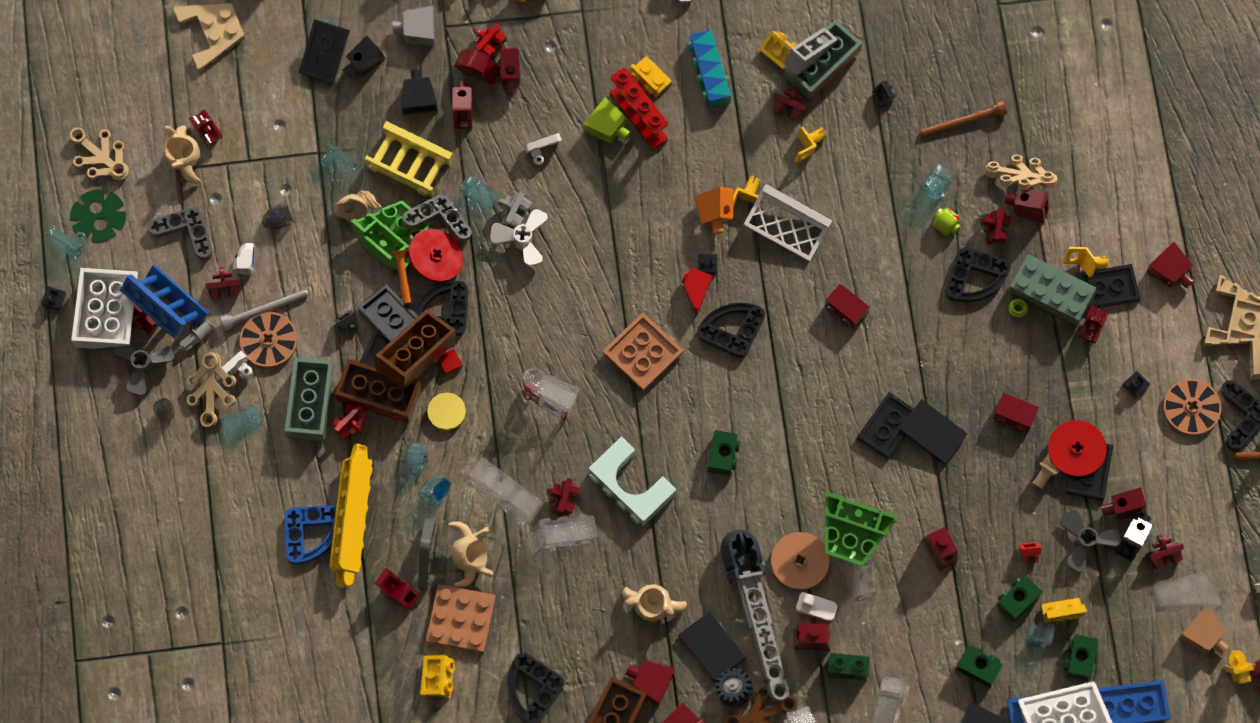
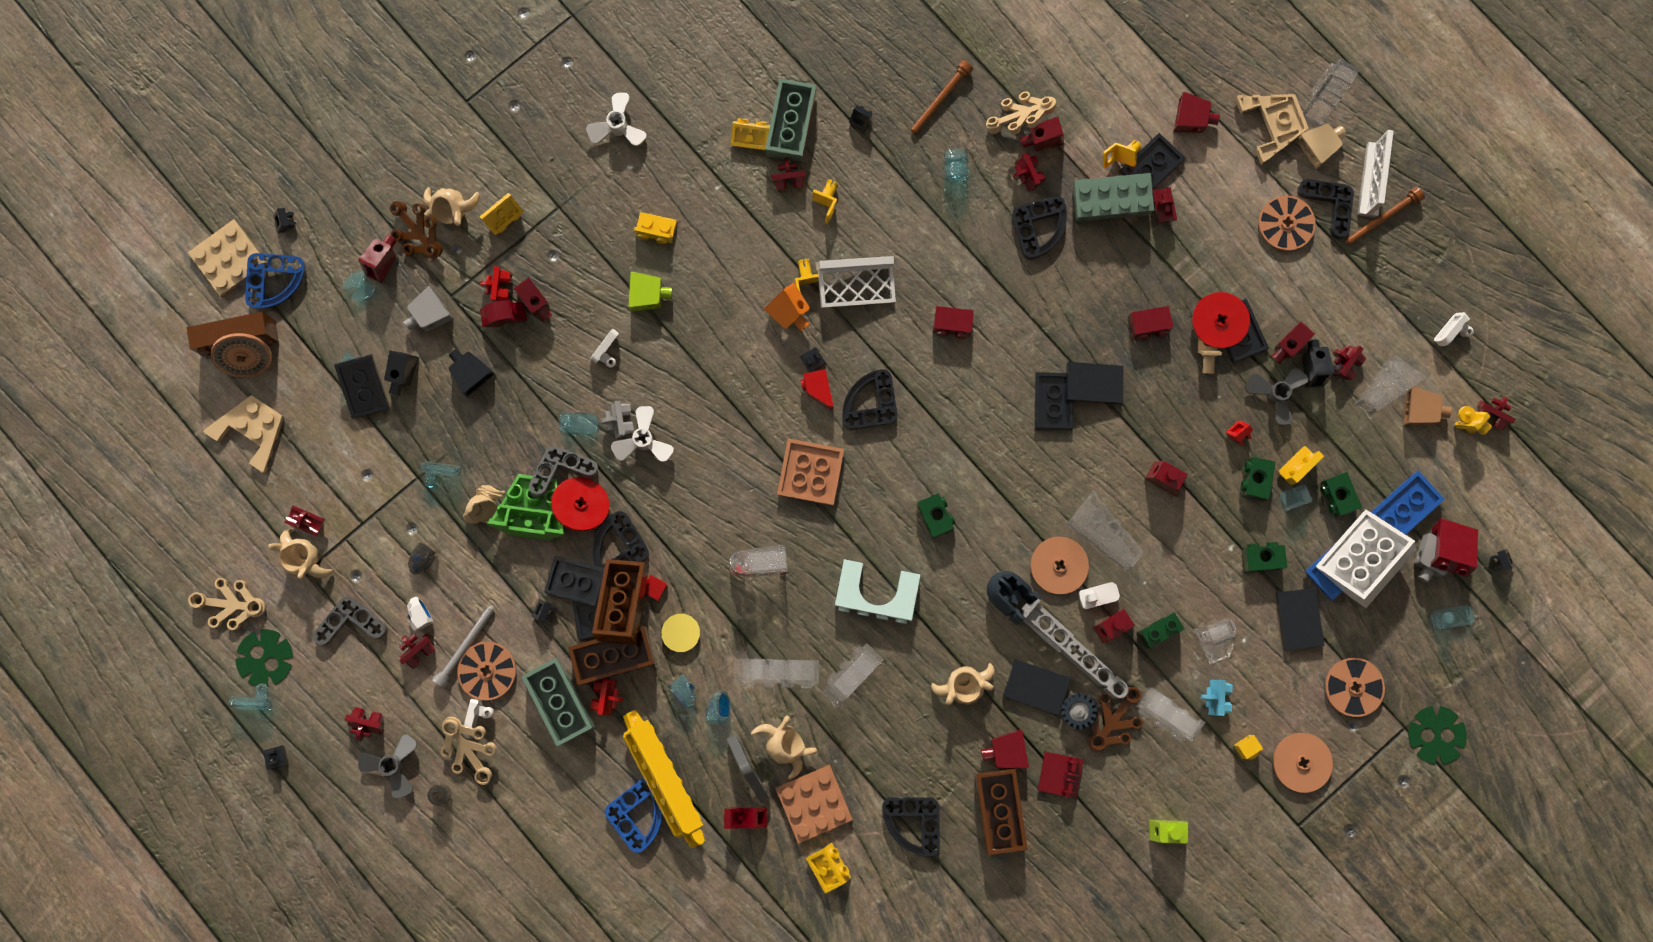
camera: 30 degrees left, 10 degrees up
(101, 310) = (325, 740): white slope -> none
(159, 311) = (374, 715): blue fence -> none
(196, 335) = (422, 709): light grey axle -> none
(241, 421) = (512, 757): clear light blue piece -> none
(404, 294) = (575, 554): orange piece -> none
(409, 141) = (507, 416): light yellow fence -> none
(462, 102) = (514, 357): dark red torso -> none
(560, 495) = (826, 642): dark red hips -> none
(639, 108) = (666, 263): red fence -> none
(710, 68) = (701, 188): teal brick -> none
(809, 51) = (778, 120): light grey slope -> none
(853, 528) = (1093, 513): bright green wedge -> none
(946, 221) = (985, 195): lime head -> none
(1020, 303) = (1092, 225): lime plate -> none
(1136, 384) = (1229, 233): black tile -> none

